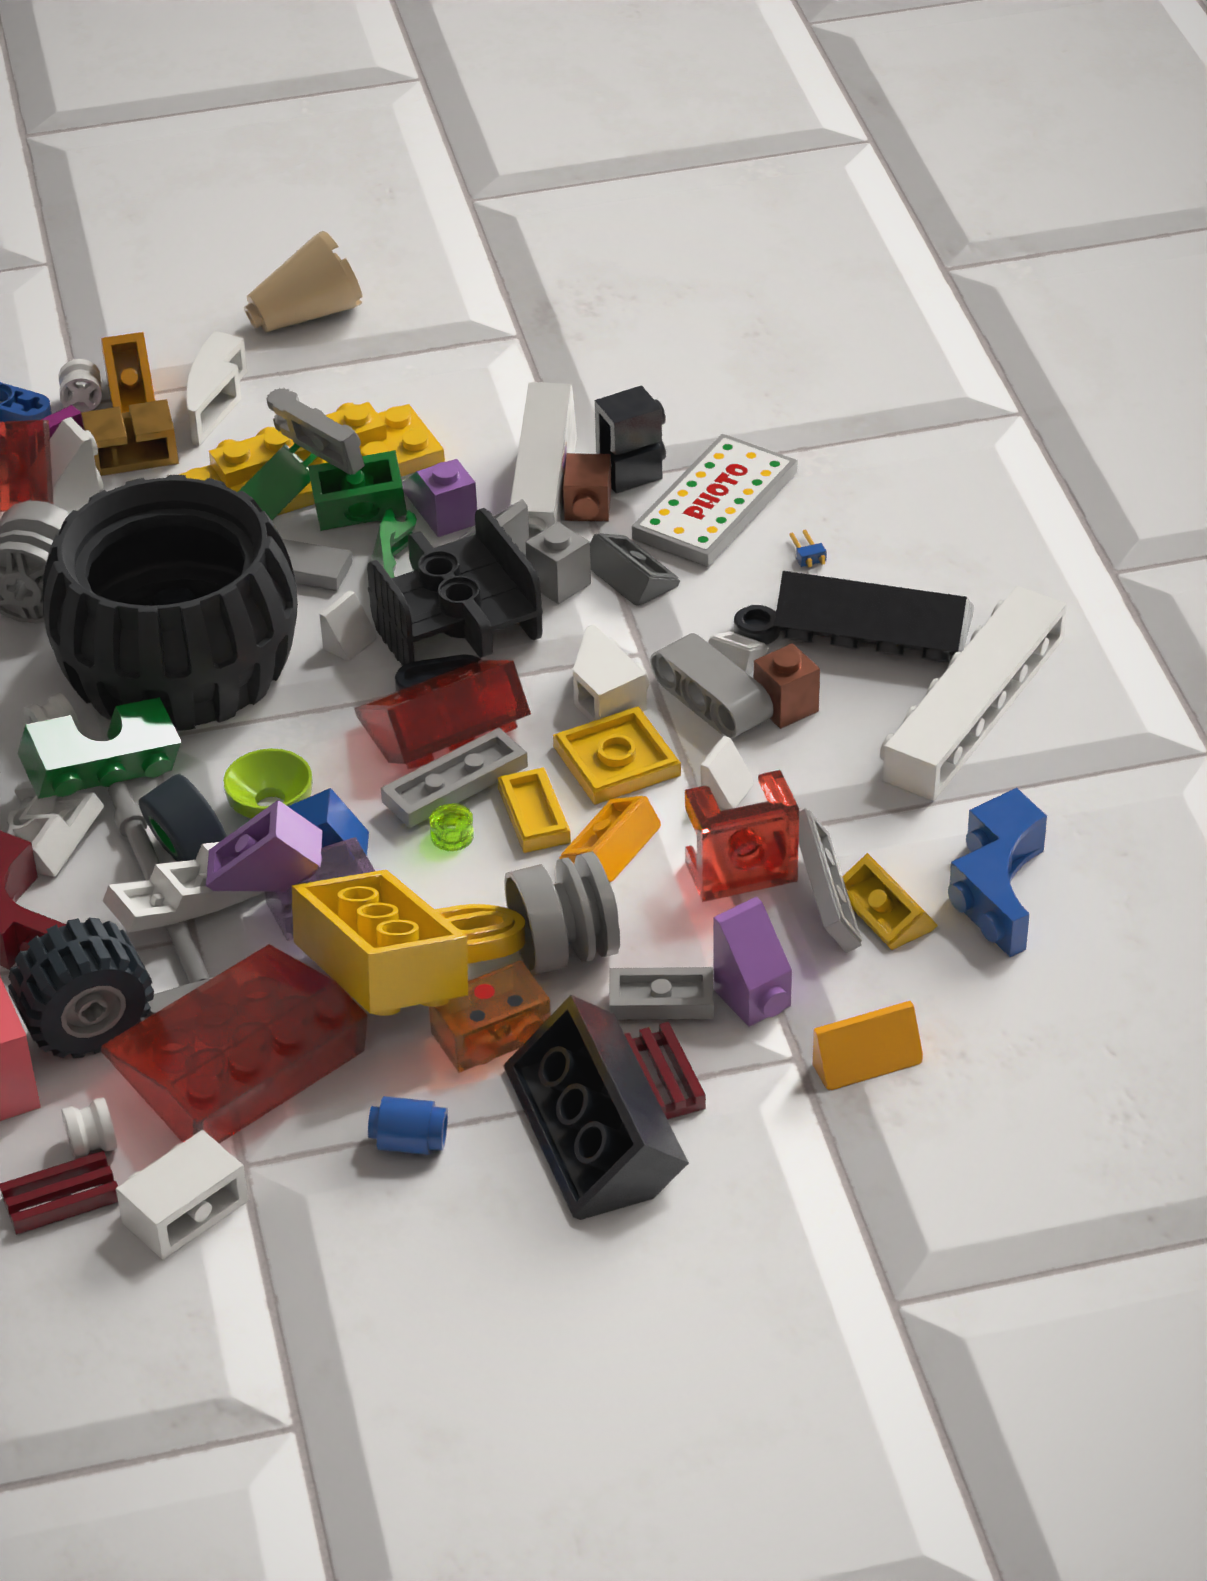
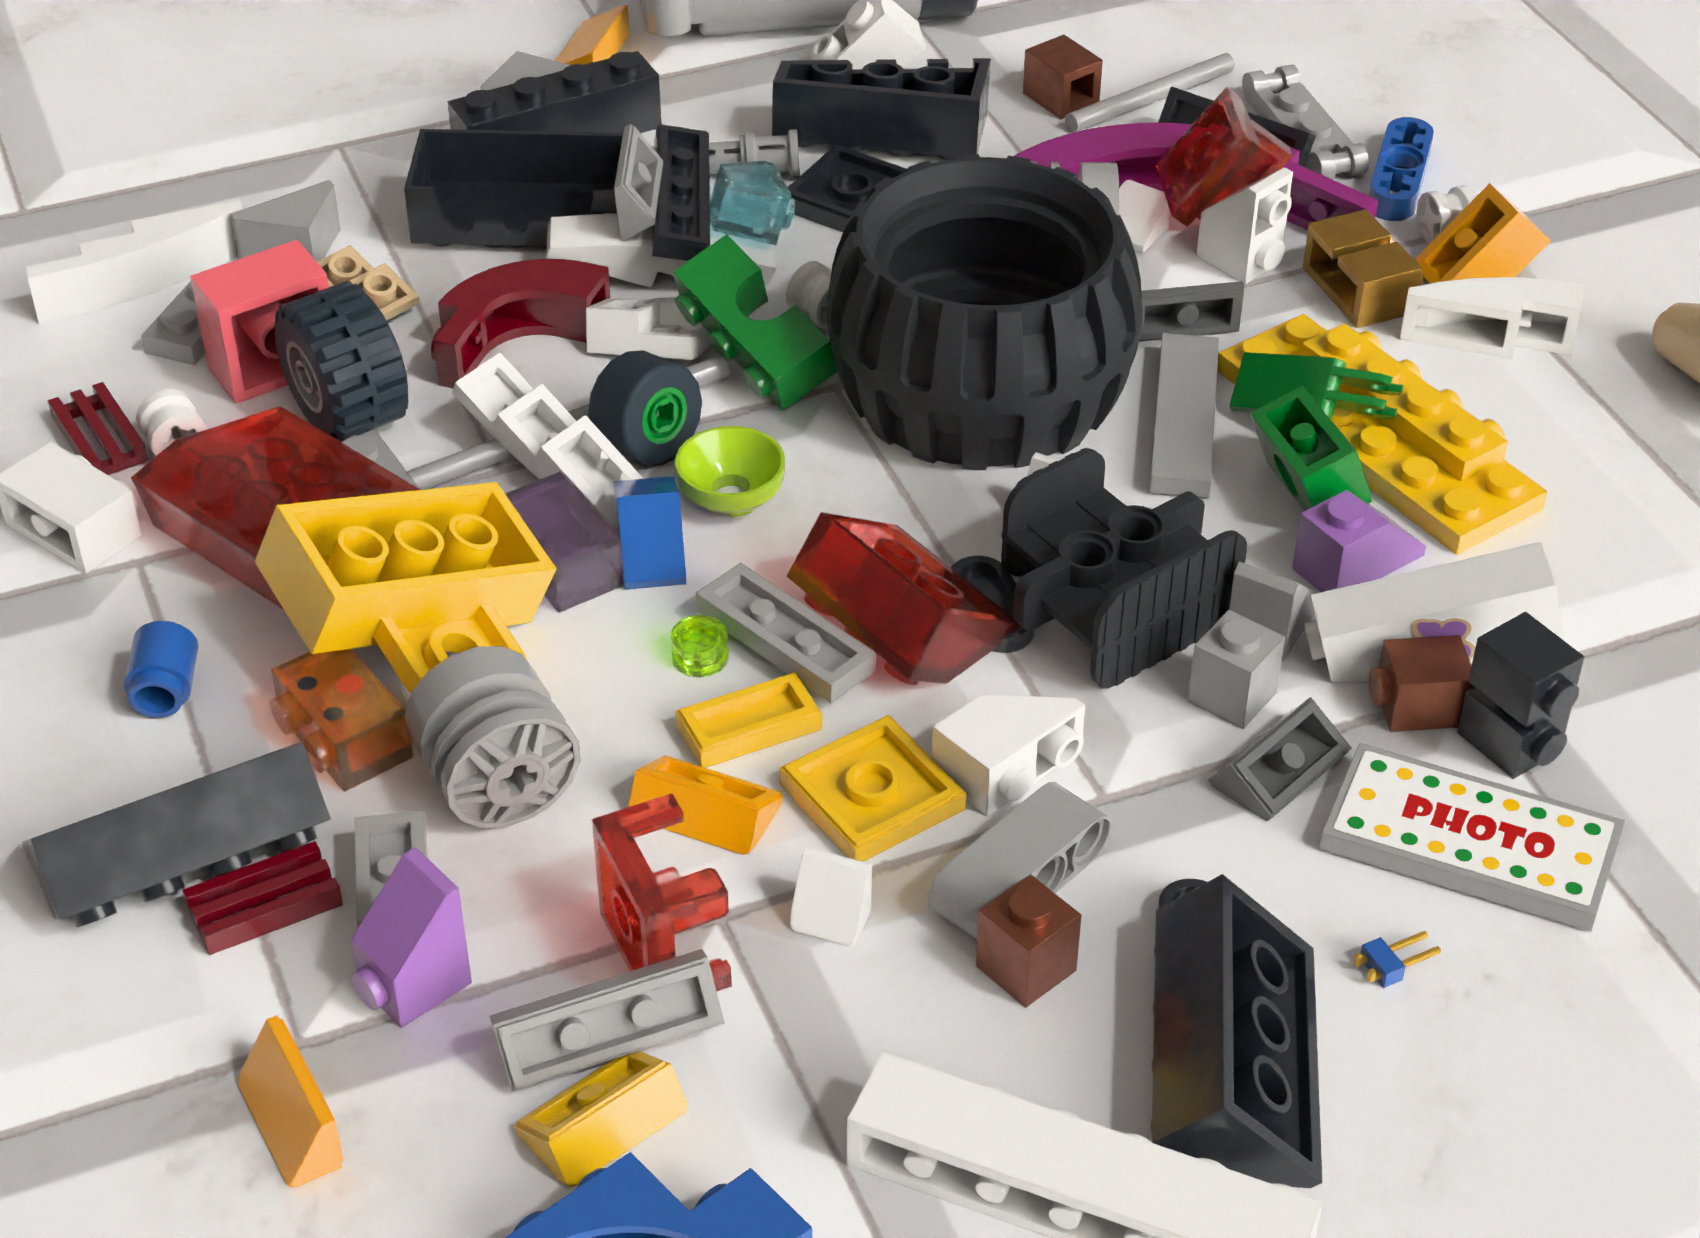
camera: 80 degrees right, 0 degrees up
(266, 853) = (544, 456): medium lavender slope -> none
(315, 431) = (1343, 362): light grey hinge -> none
(392, 539) = (1231, 507): green arm -> none
(739, 649) = (1119, 891): white slope -> none

